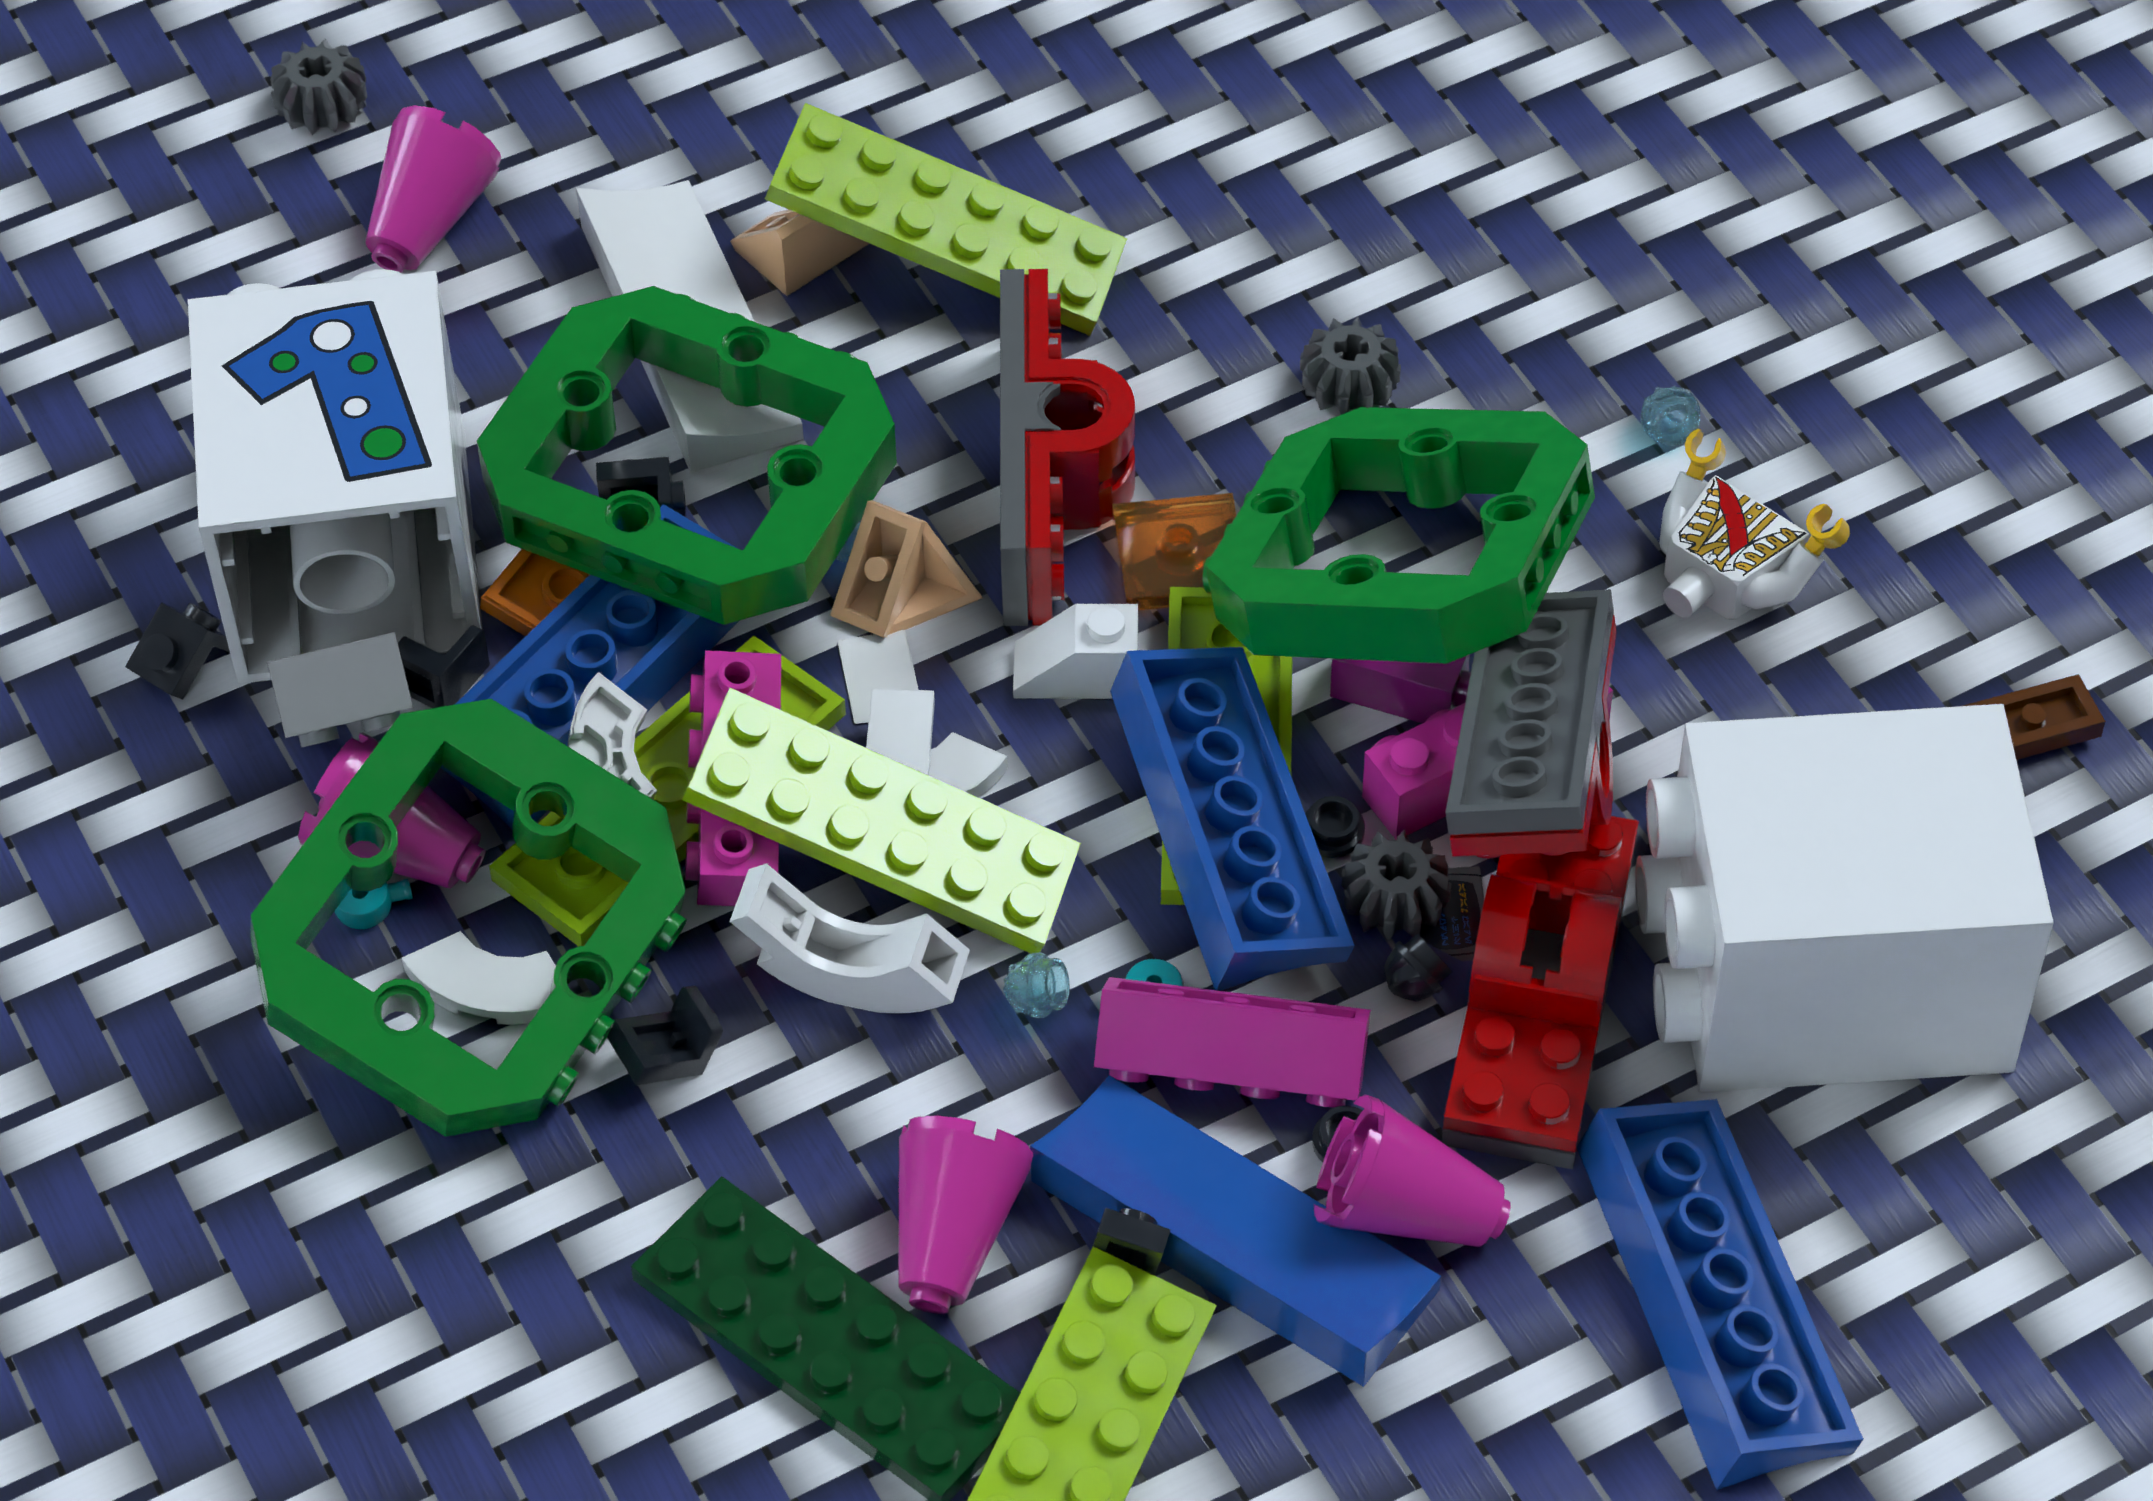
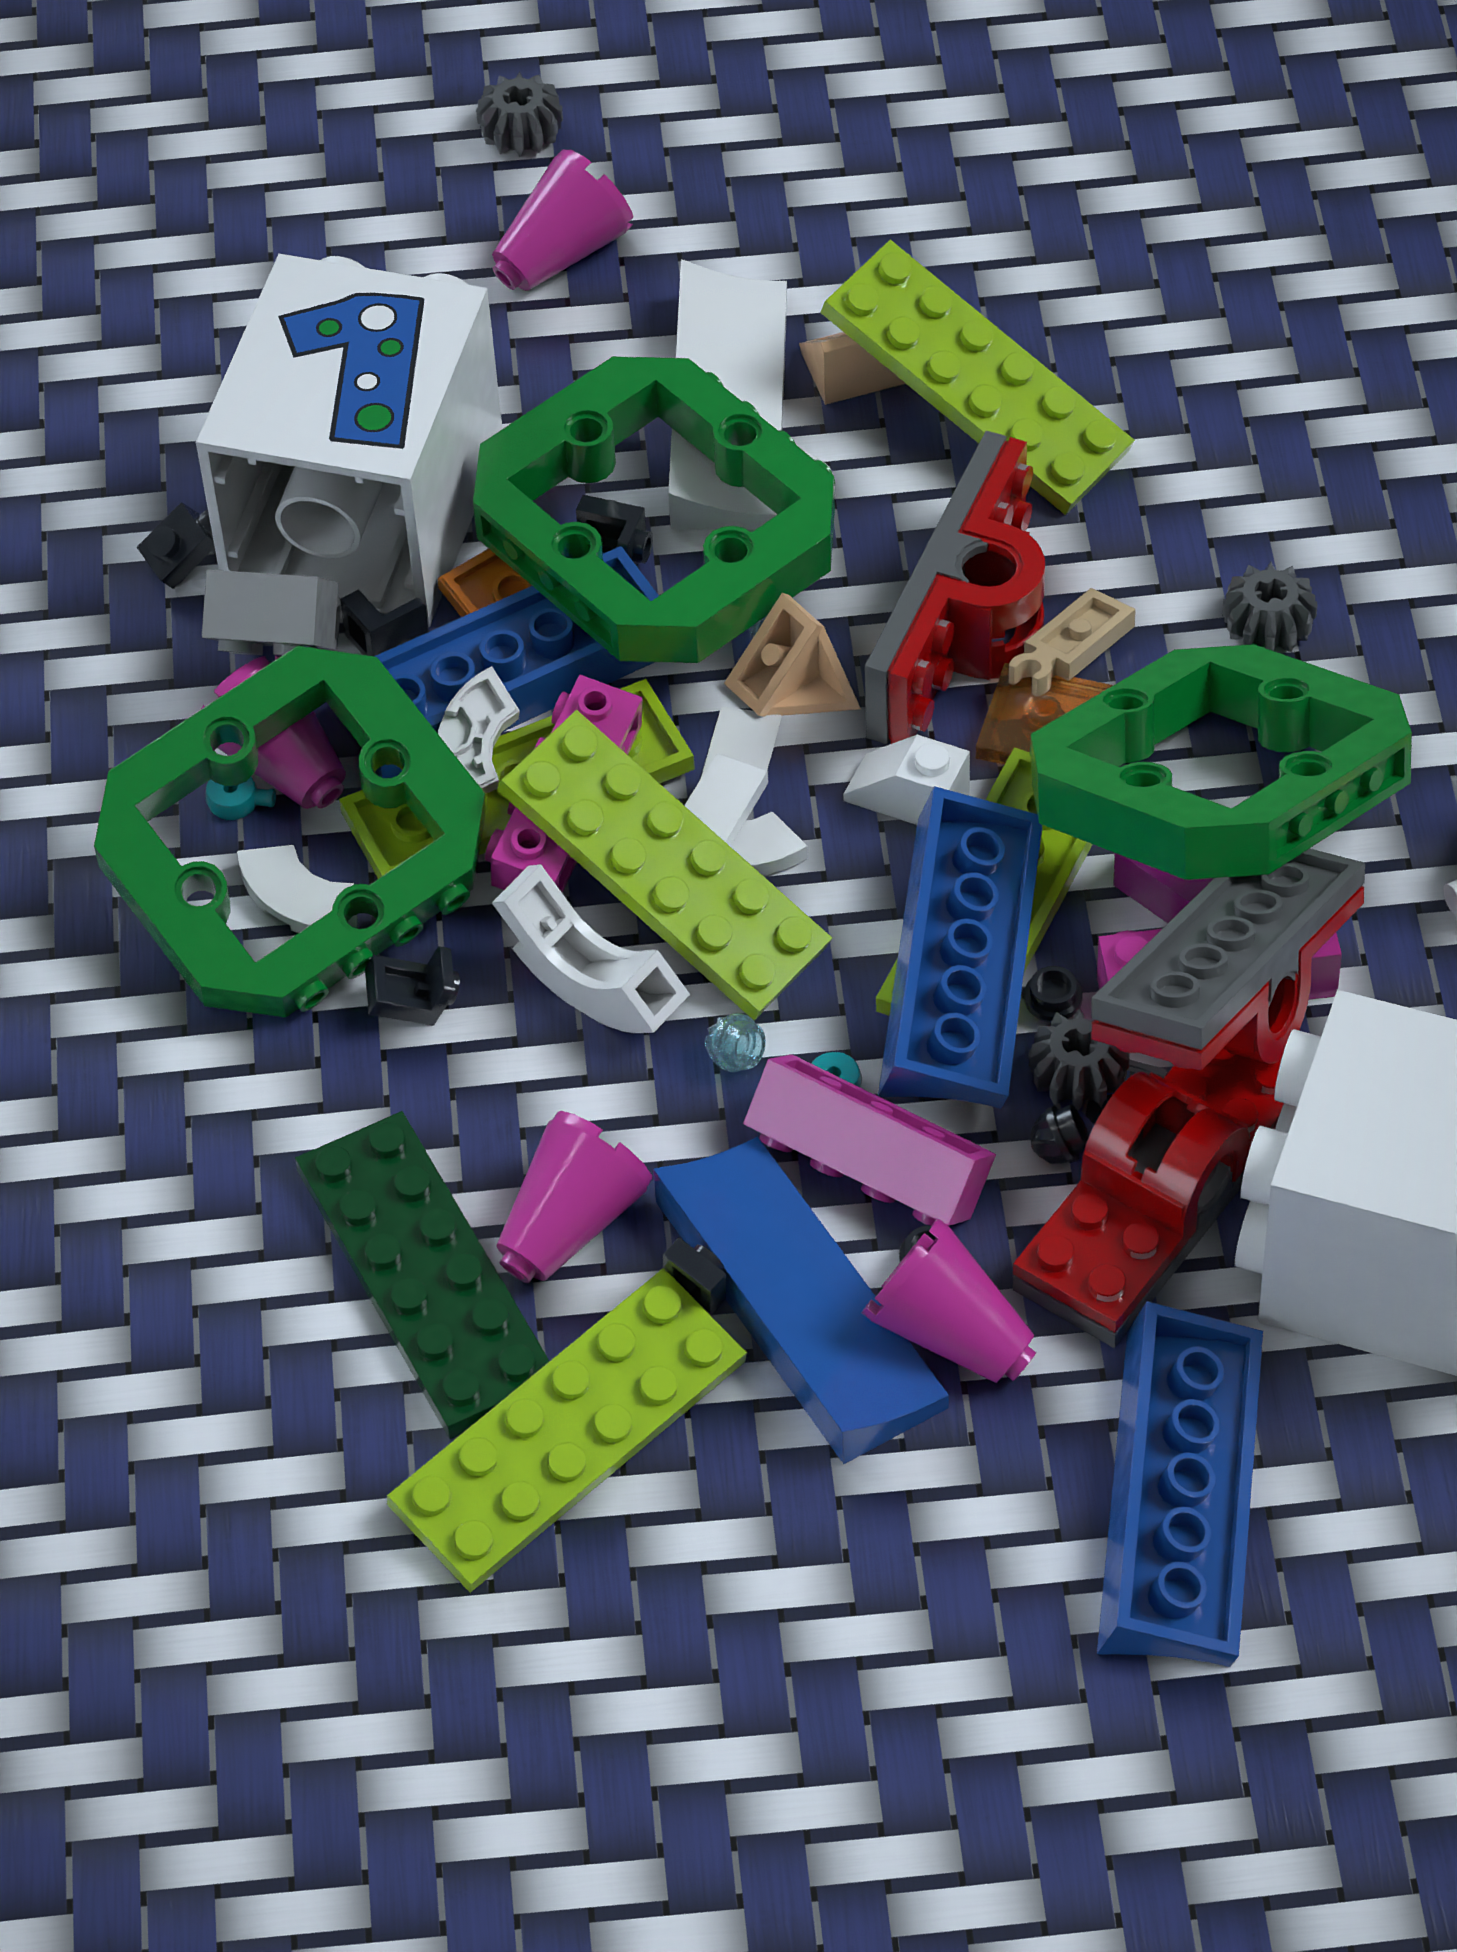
camera: 25 degrees right, 0 degrees up
(1171, 459) = (1072, 640): none -> tan plate

